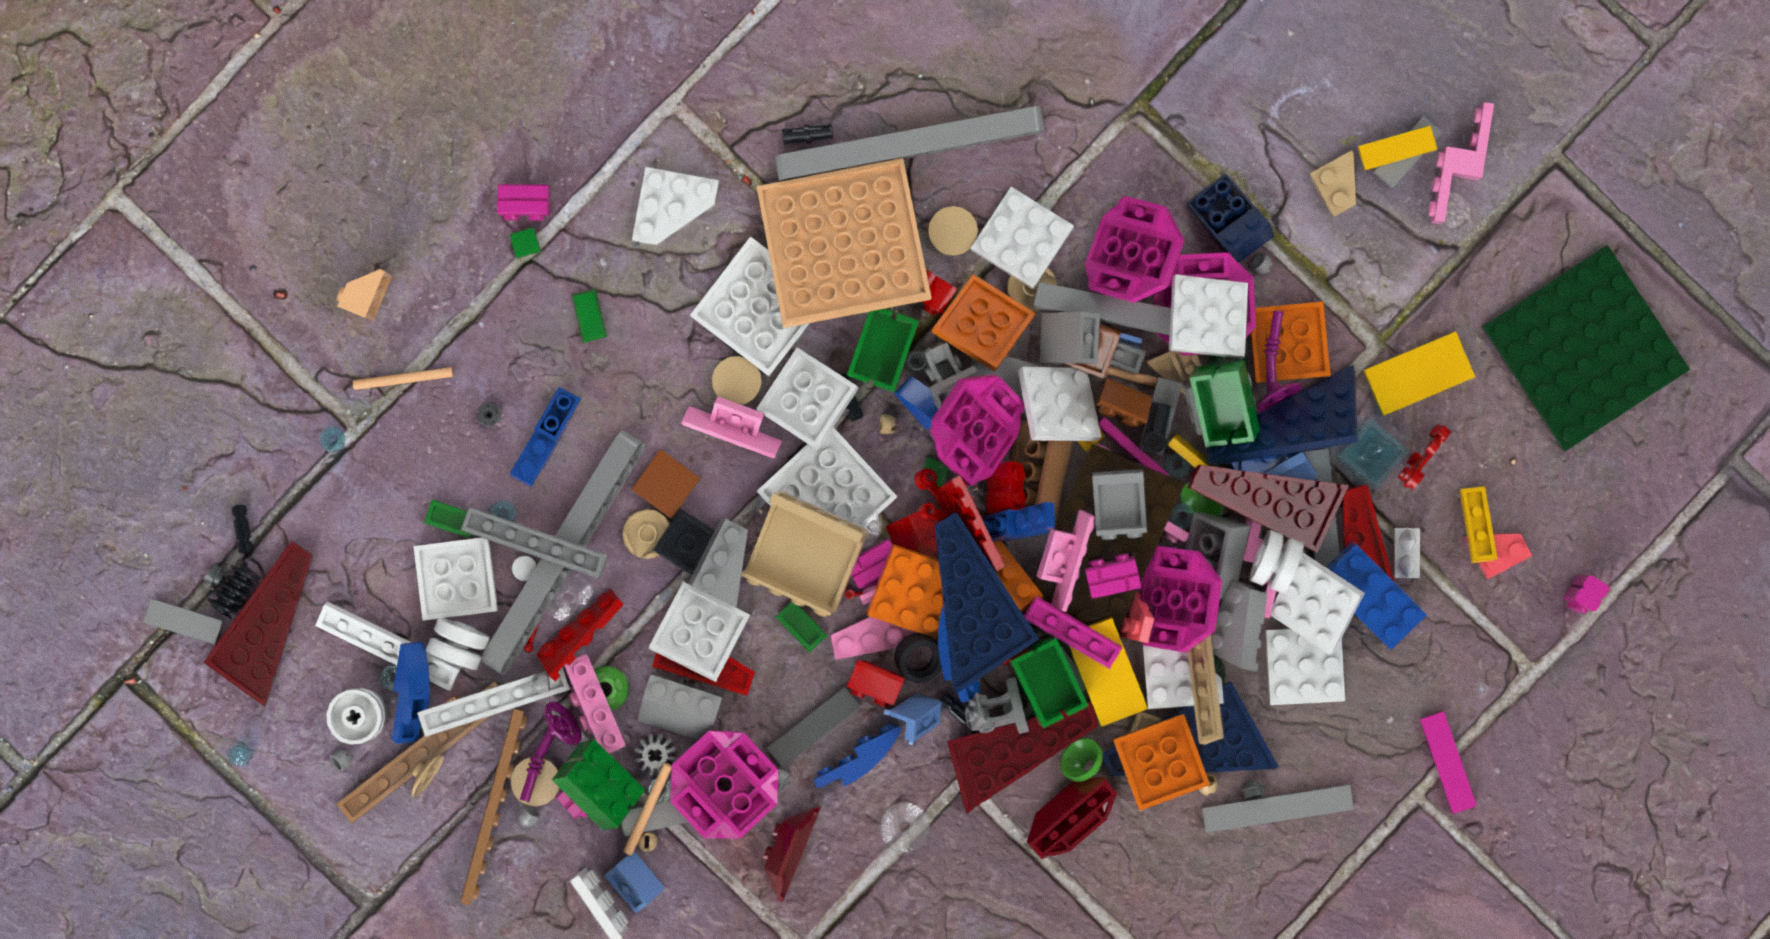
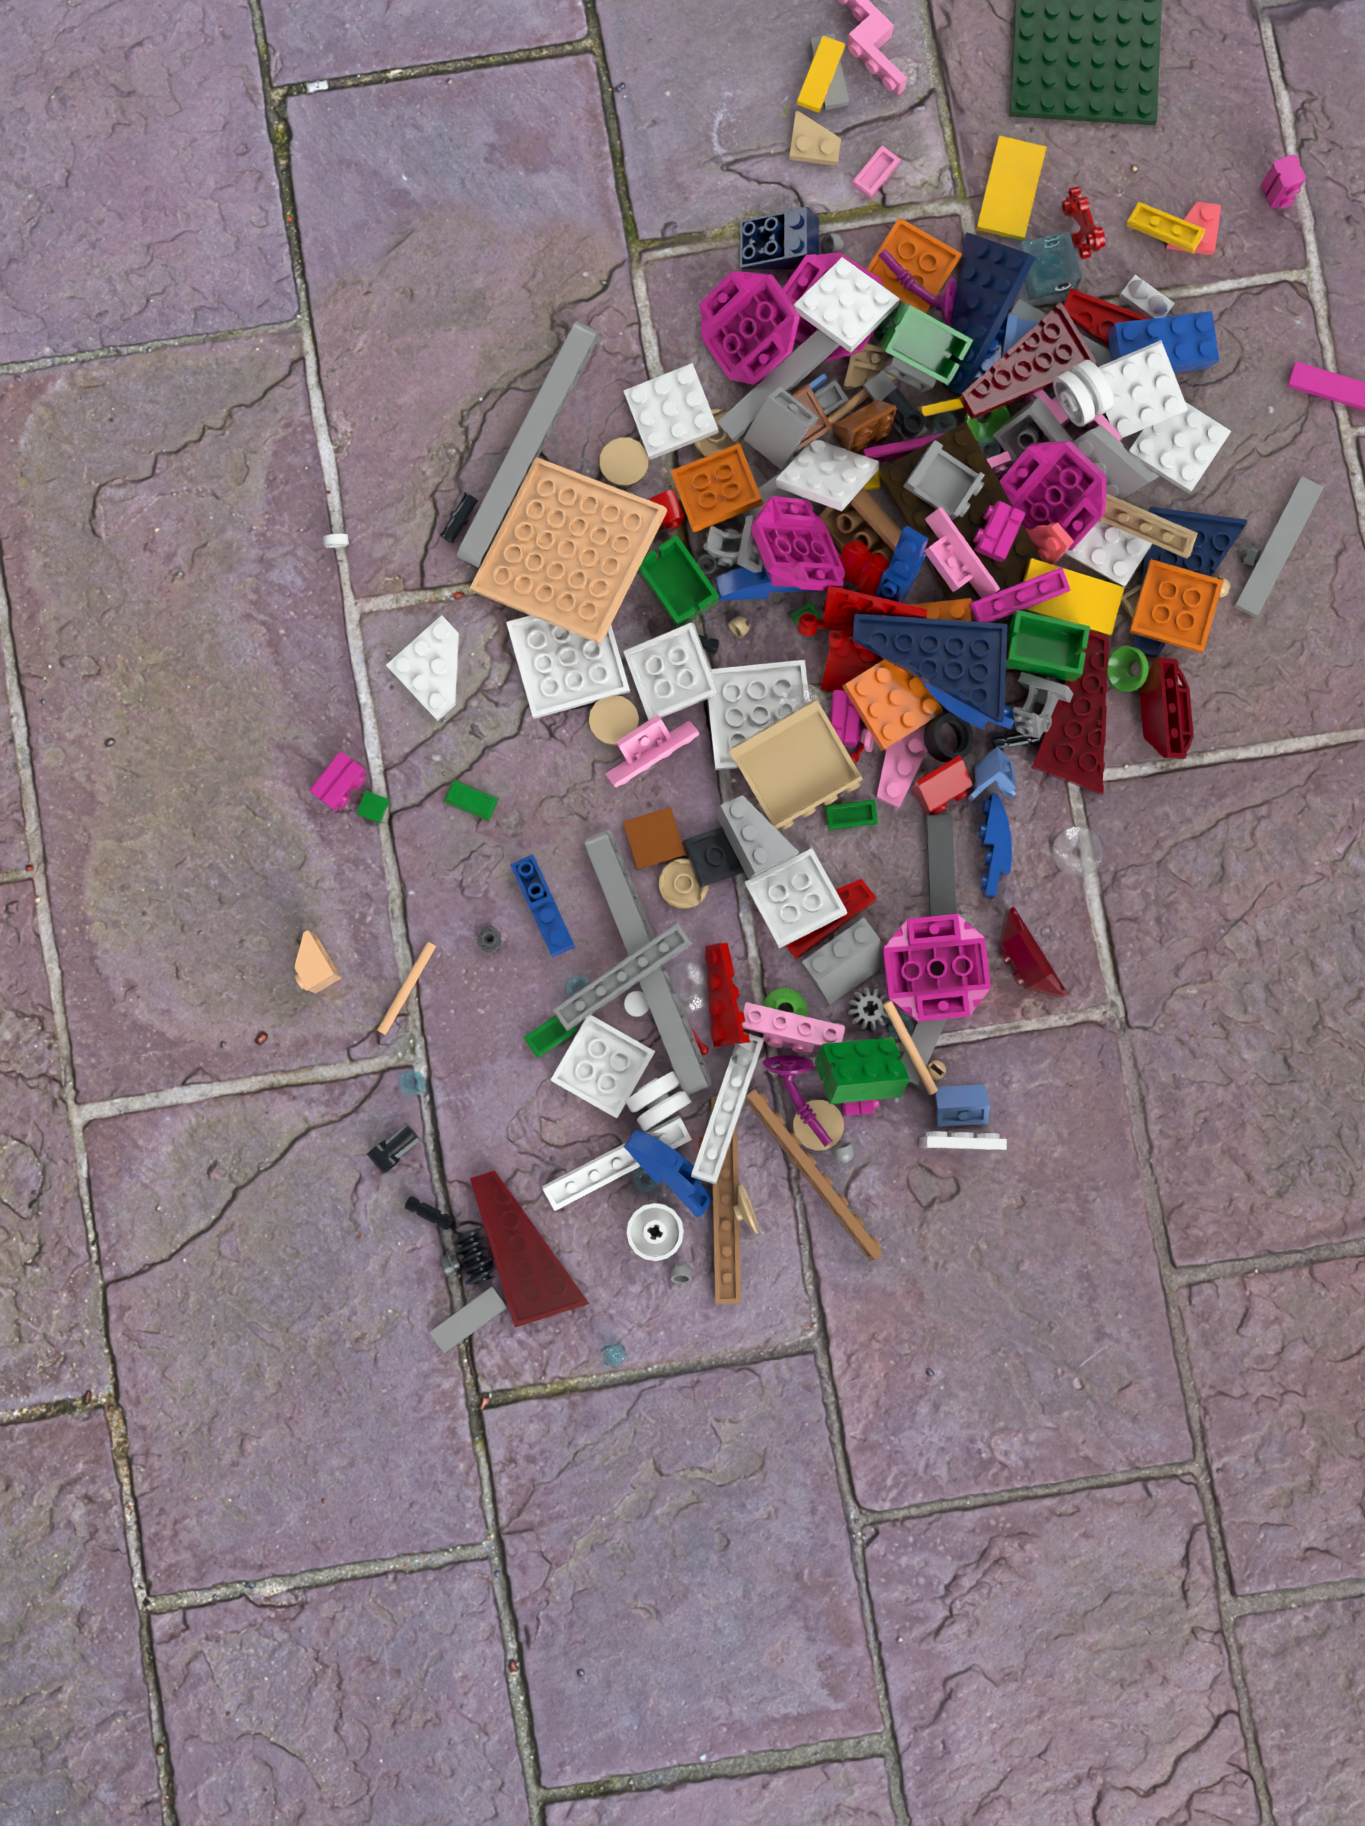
camera: 55 degrees left, 5 degrees down
(265, 463) = (388, 1152): none -> black piece
(715, 50) = (335, 540): none -> white tile
(1349, 253) = (876, 172): none -> bright pink tile

